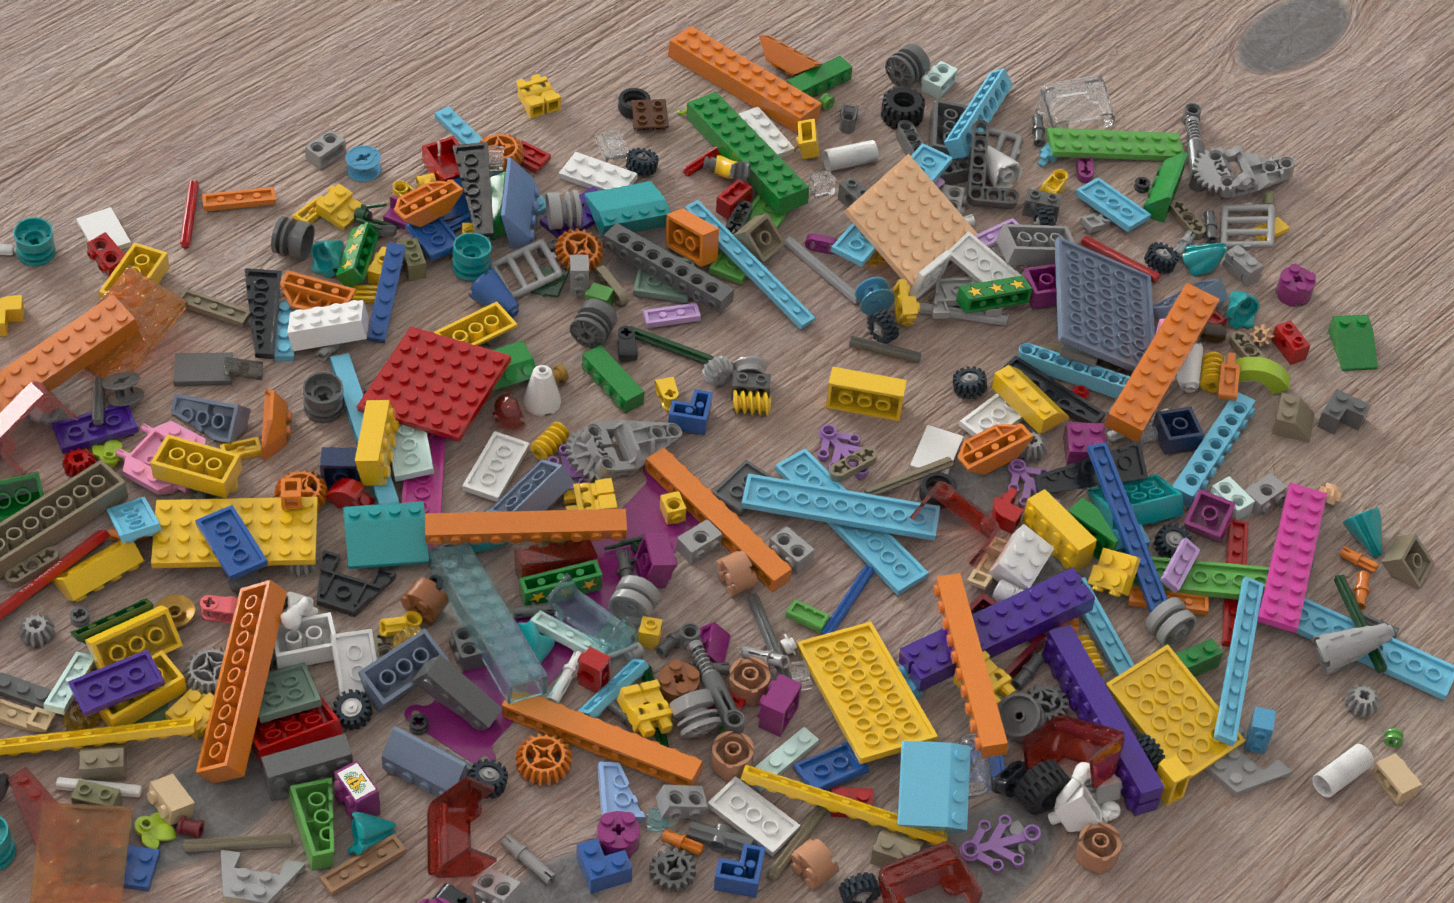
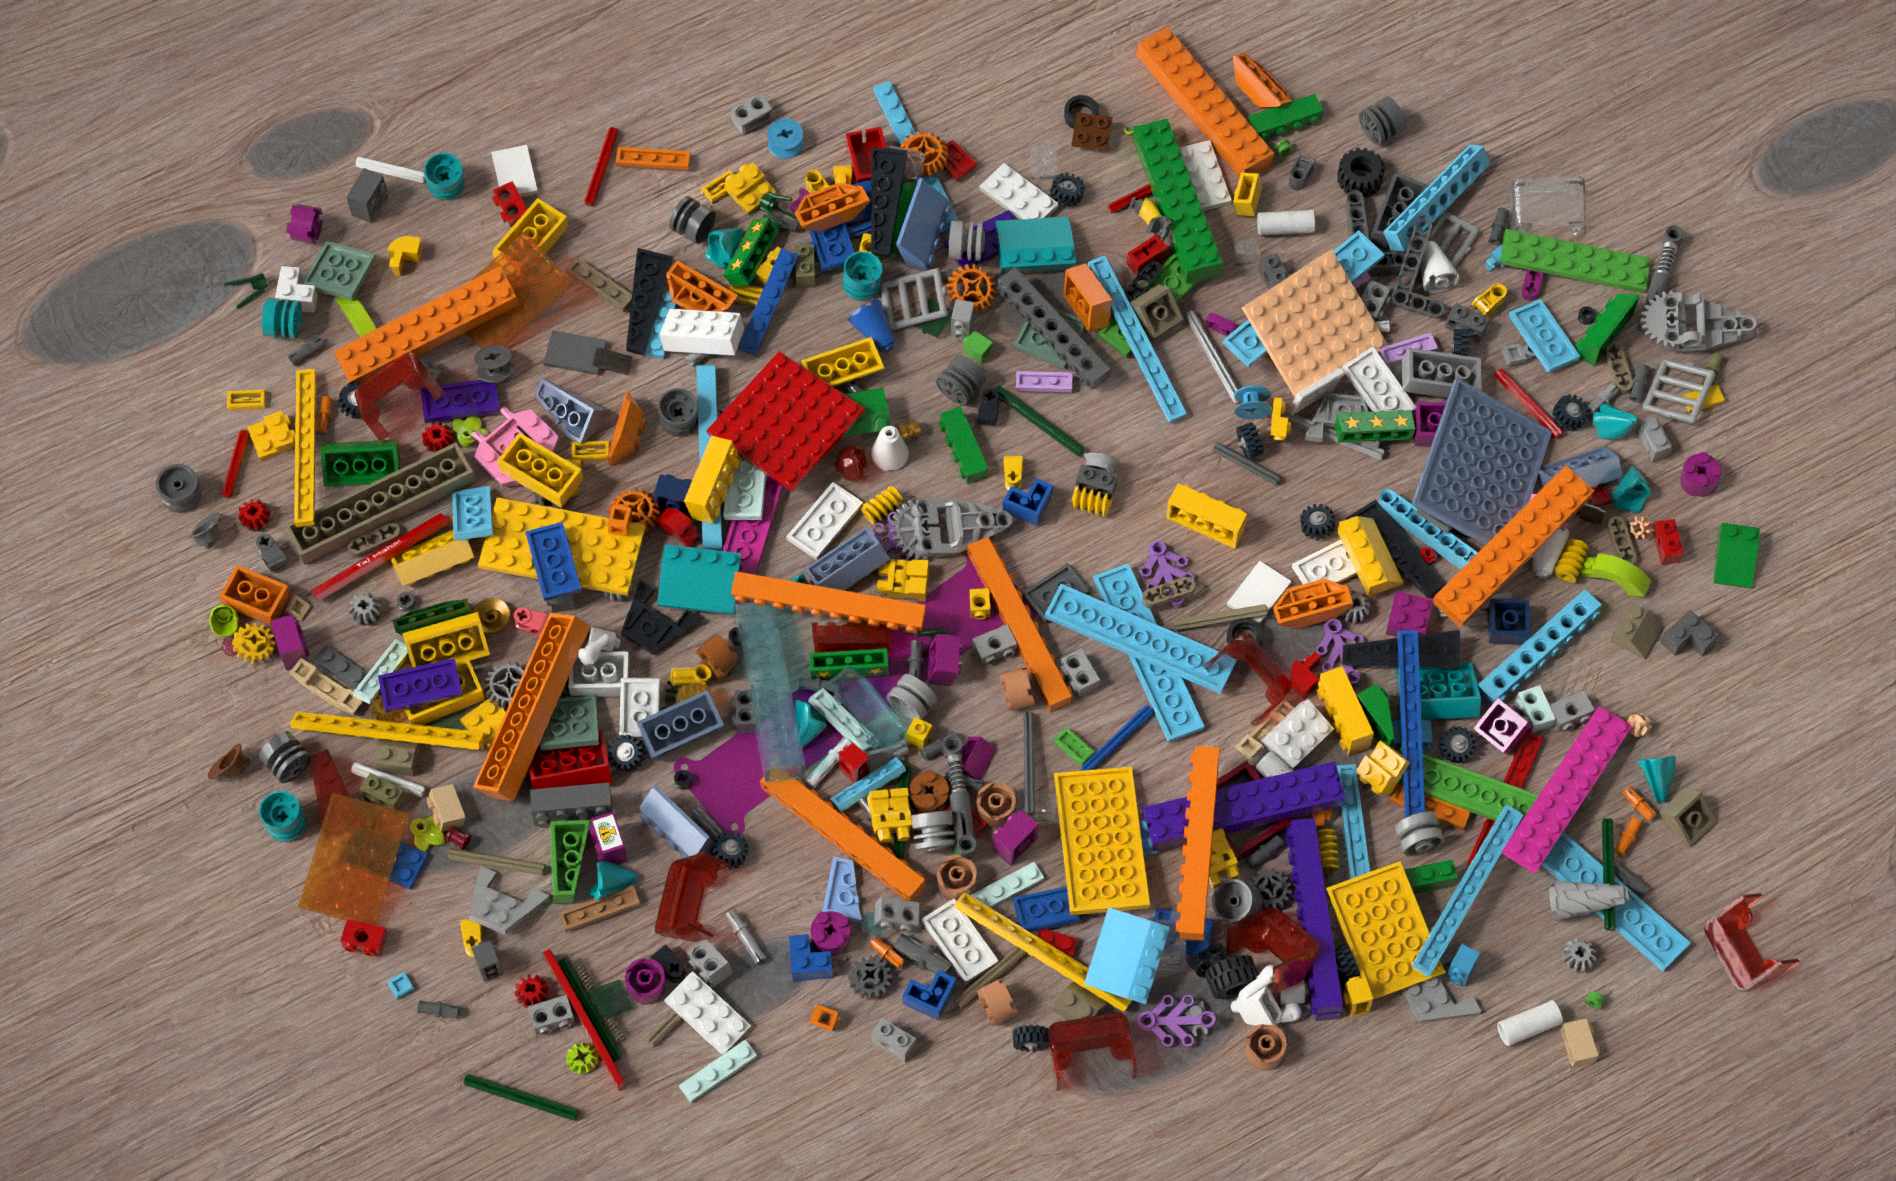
camera: 20 degrees right, 15 degrees up
(98, 401) = (468, 373): dark grey axle -> none
(457, 692) = (721, 761): dark grey wedge -> none
(538, 96) = (983, 85): yellow hips -> none
(544, 767) = (773, 851): orange gear -> none
(605, 278) = (993, 334): dark tan beam -> none
(718, 370) = (1068, 458): light grey gear -> none
(778, 660) = (1019, 787): light grey pin -> none
(788, 645) = (1045, 774): white plate -> none
(939, 79) = (1415, 143): light aqua brick -> none
(1180, 565) = (1450, 775): lavender plate -> none
(1229, 379) = (1580, 575): orange hinge -> none

